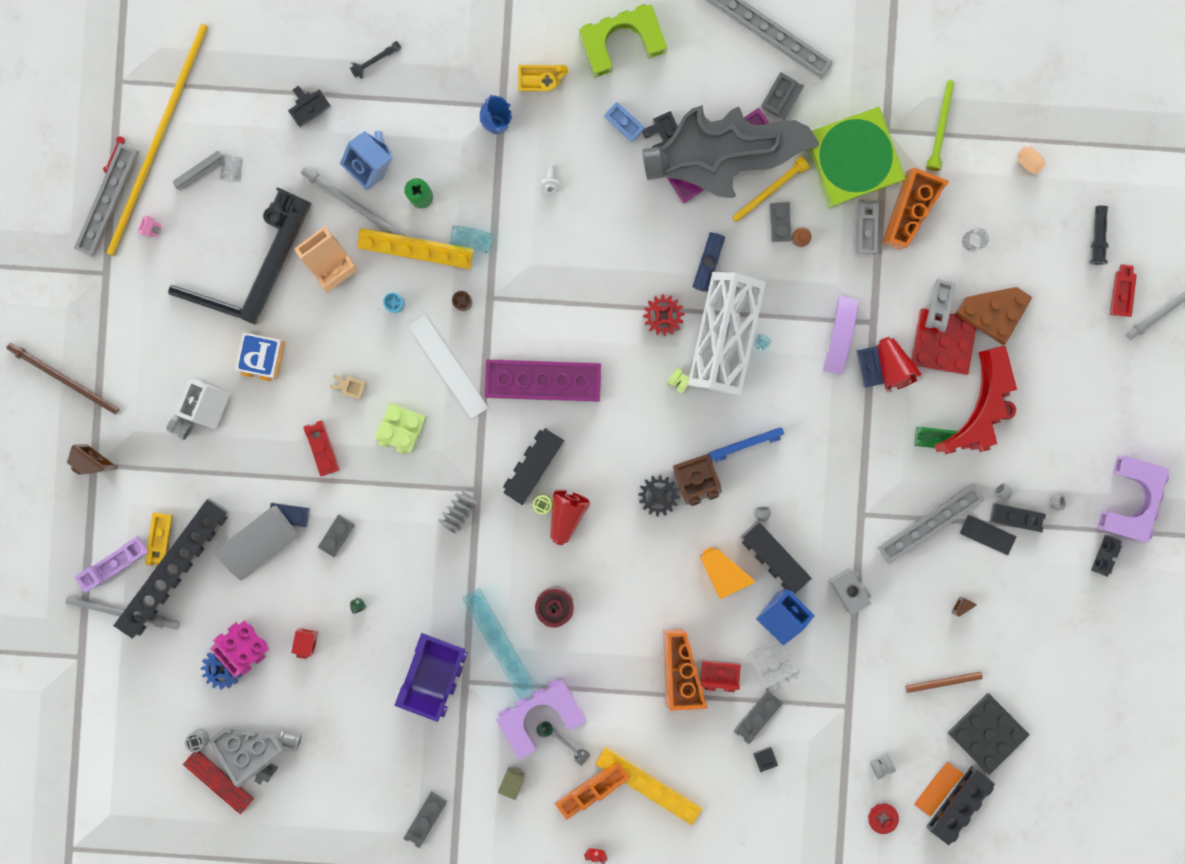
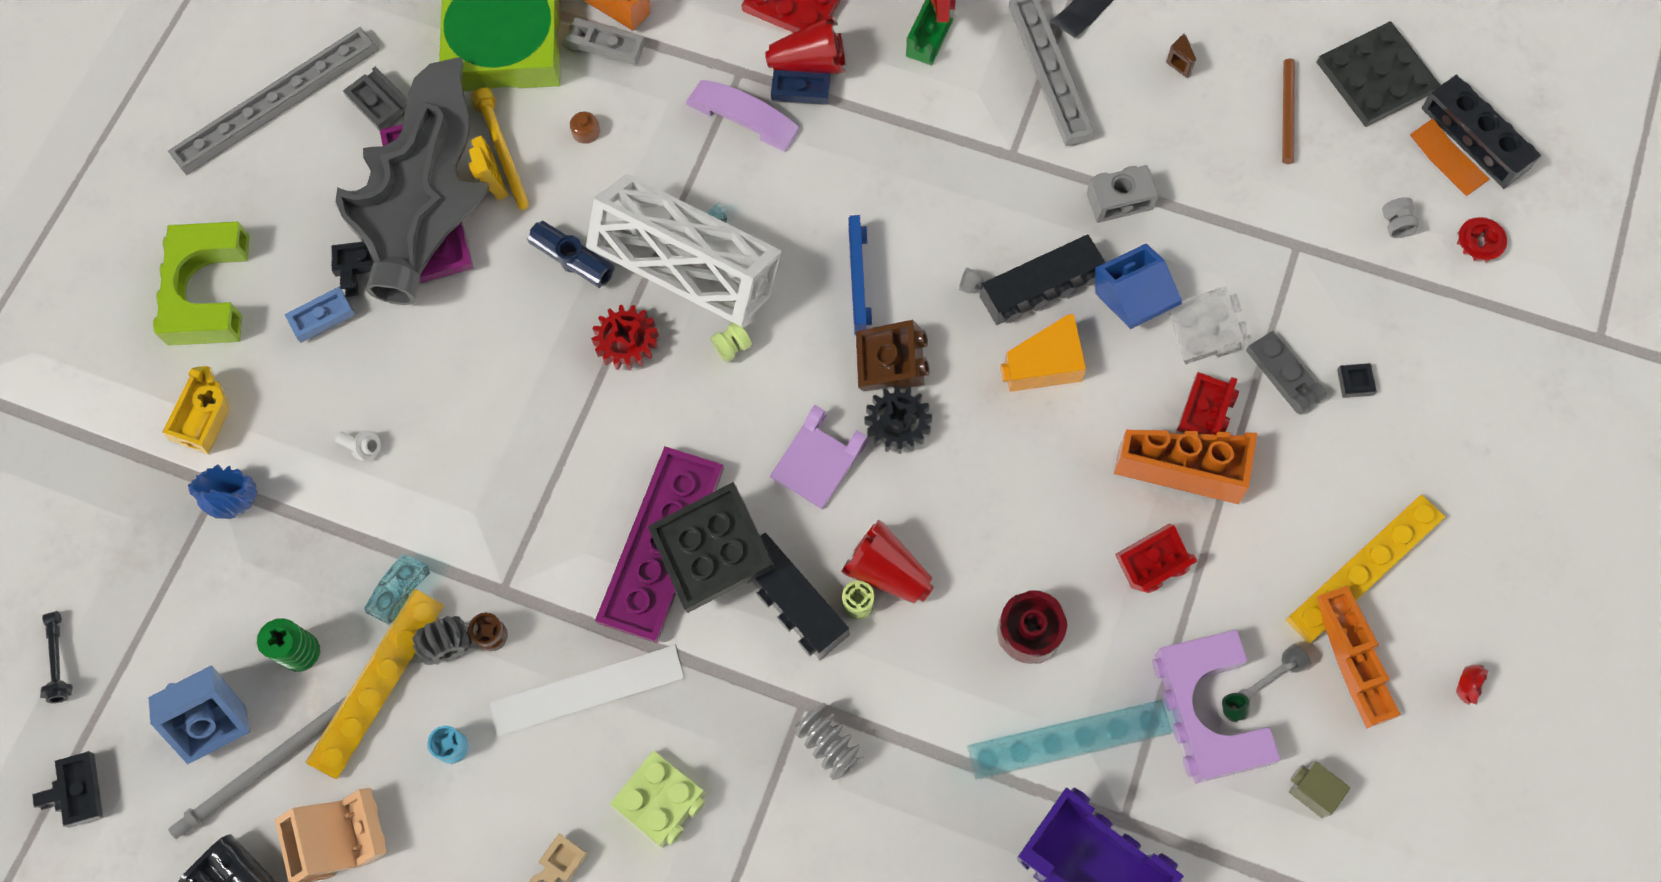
camera: 70 degrees left, 20 degrees down
(448, 278) = (441, 640): none -> dark grey gear
(544, 413) = (710, 547): none -> pearl dark grey plate
(616, 666) = (1155, 559): none -> red bracket
(619, 454) = (817, 461): none -> lavender flag
(749, 188) = (486, 168): none -> yellow plate
(780, 222) = (552, 149): dark grey plate -> none

